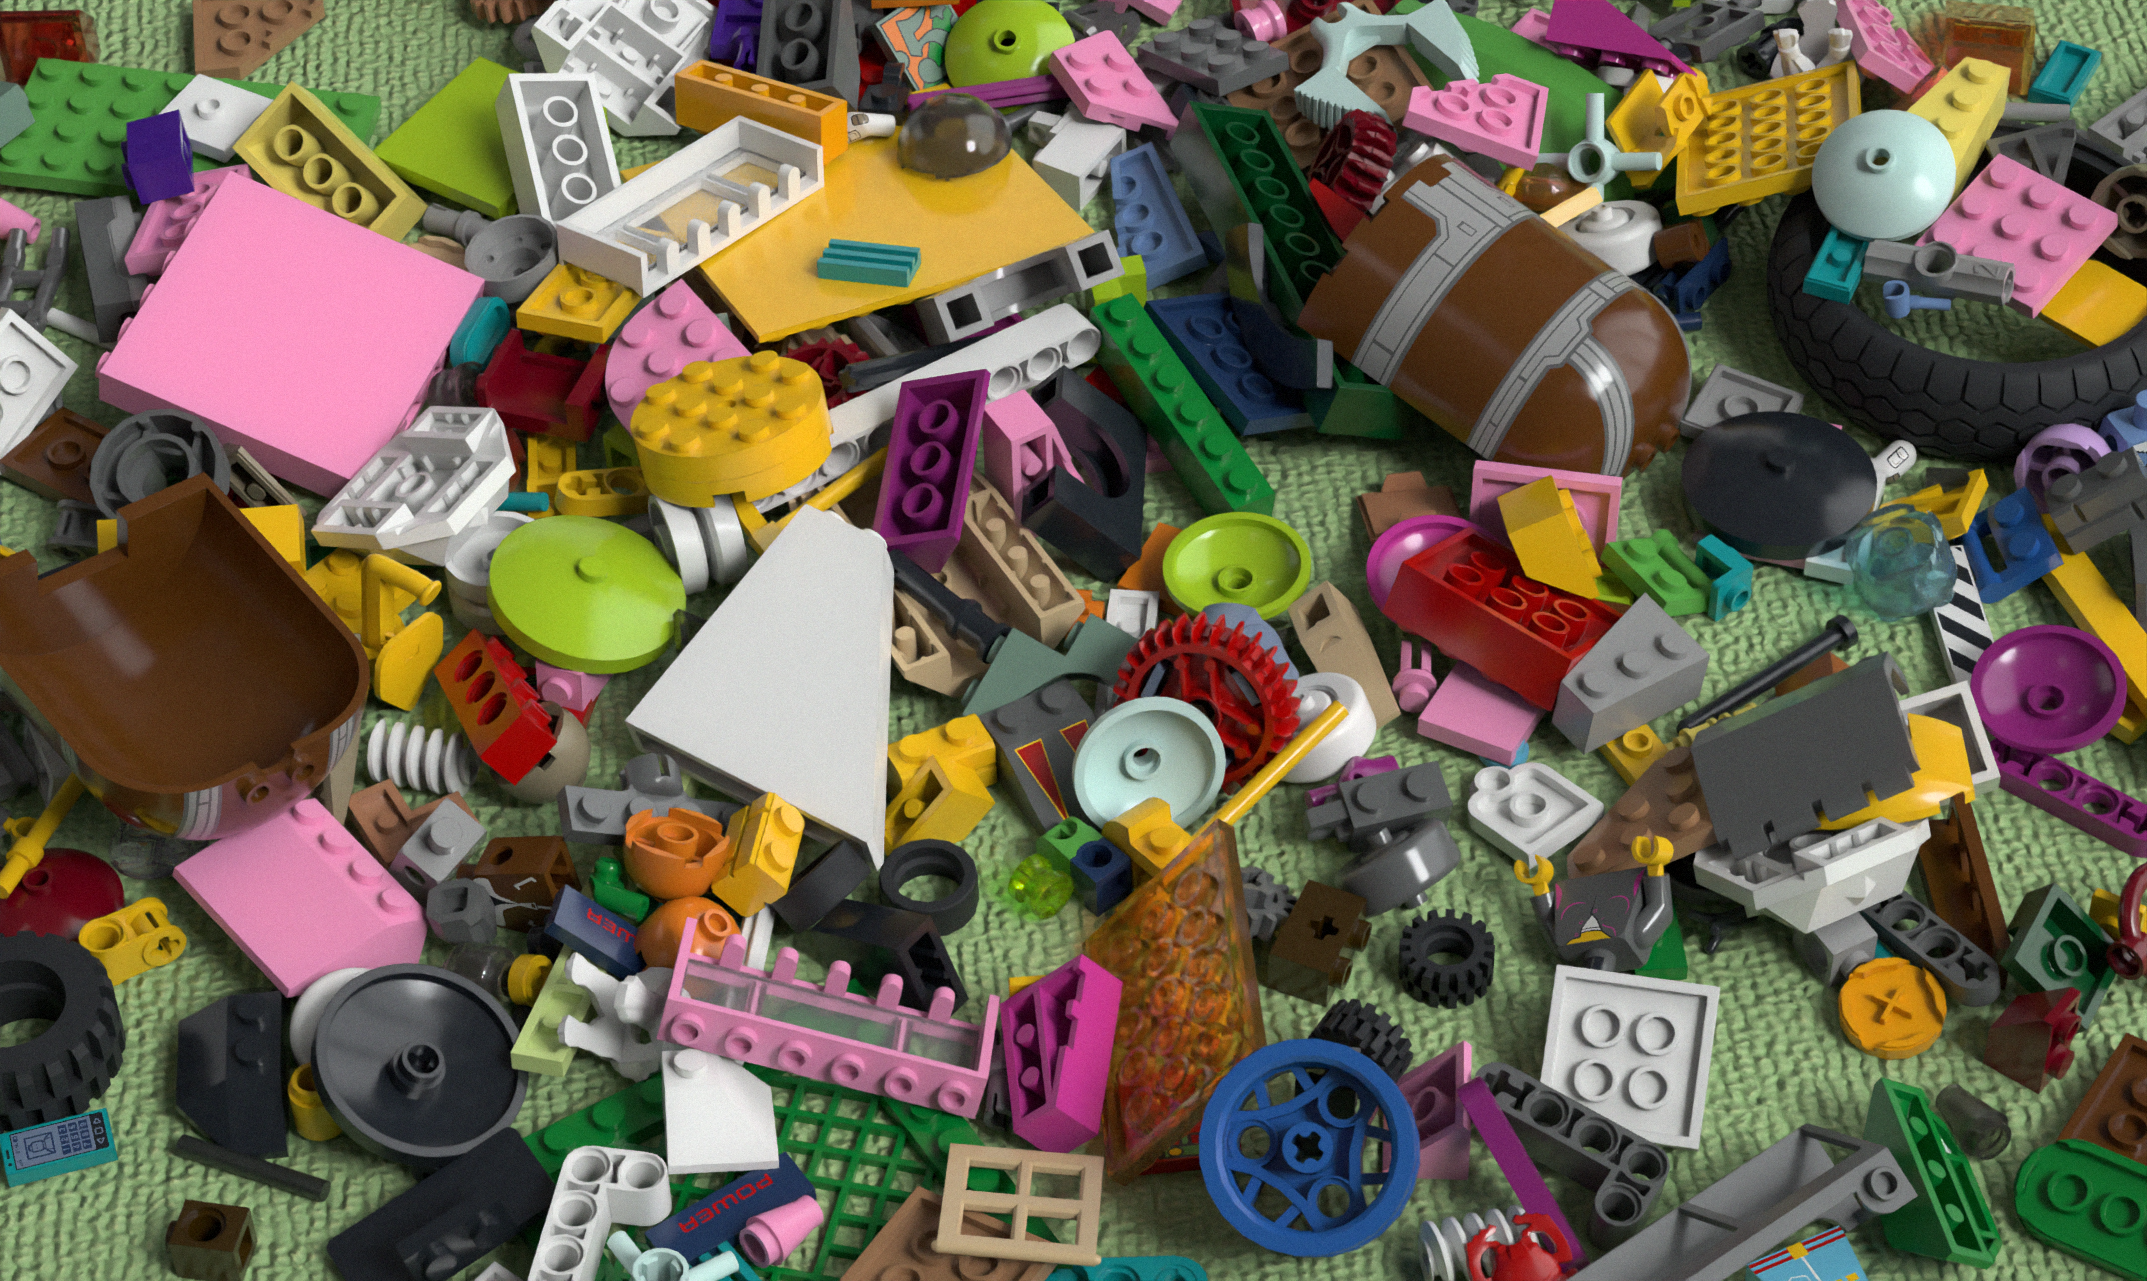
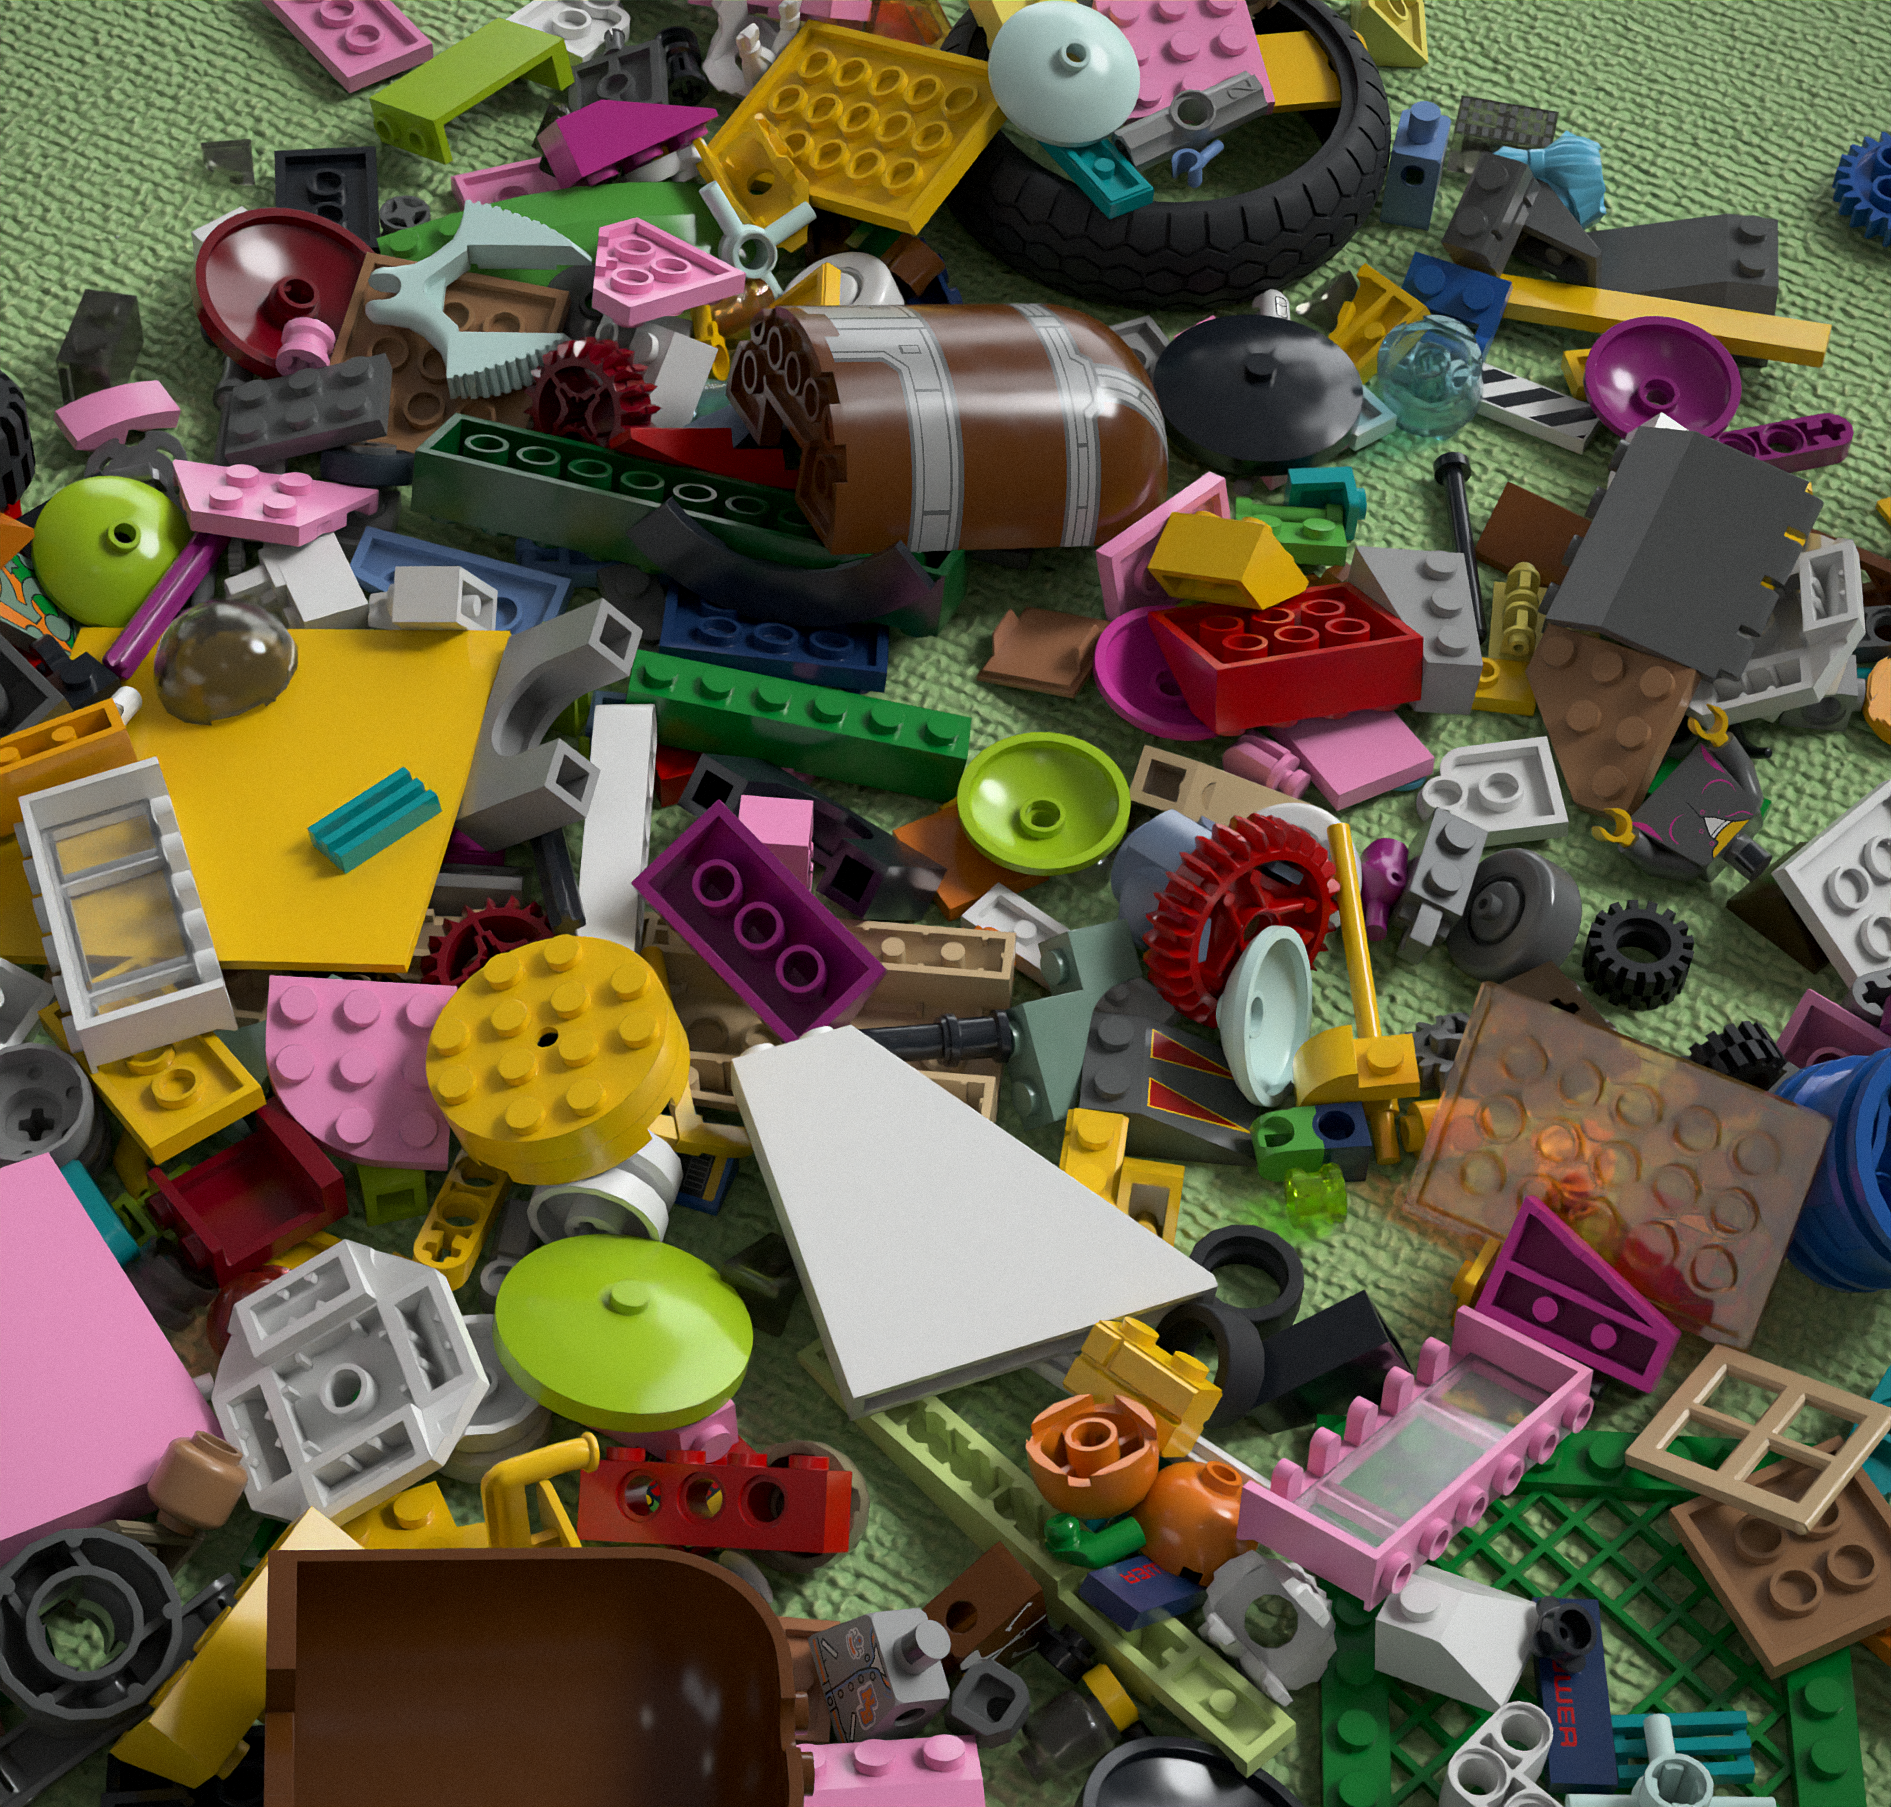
camera: 60 degrees left, 5 degrees up
(309, 473) = (197, 1483): none -> medium nougat head
(601, 814) = (990, 1448): dark grey plate -> none
(761, 1156) = (1563, 1633): none -> black plate
(778, 1232) = (1634, 1664): bright pink cone -> none
(1099, 201) = (434, 601): none -> white hinge
(2074, 452) = (1406, 215): lavender cylinder -> none

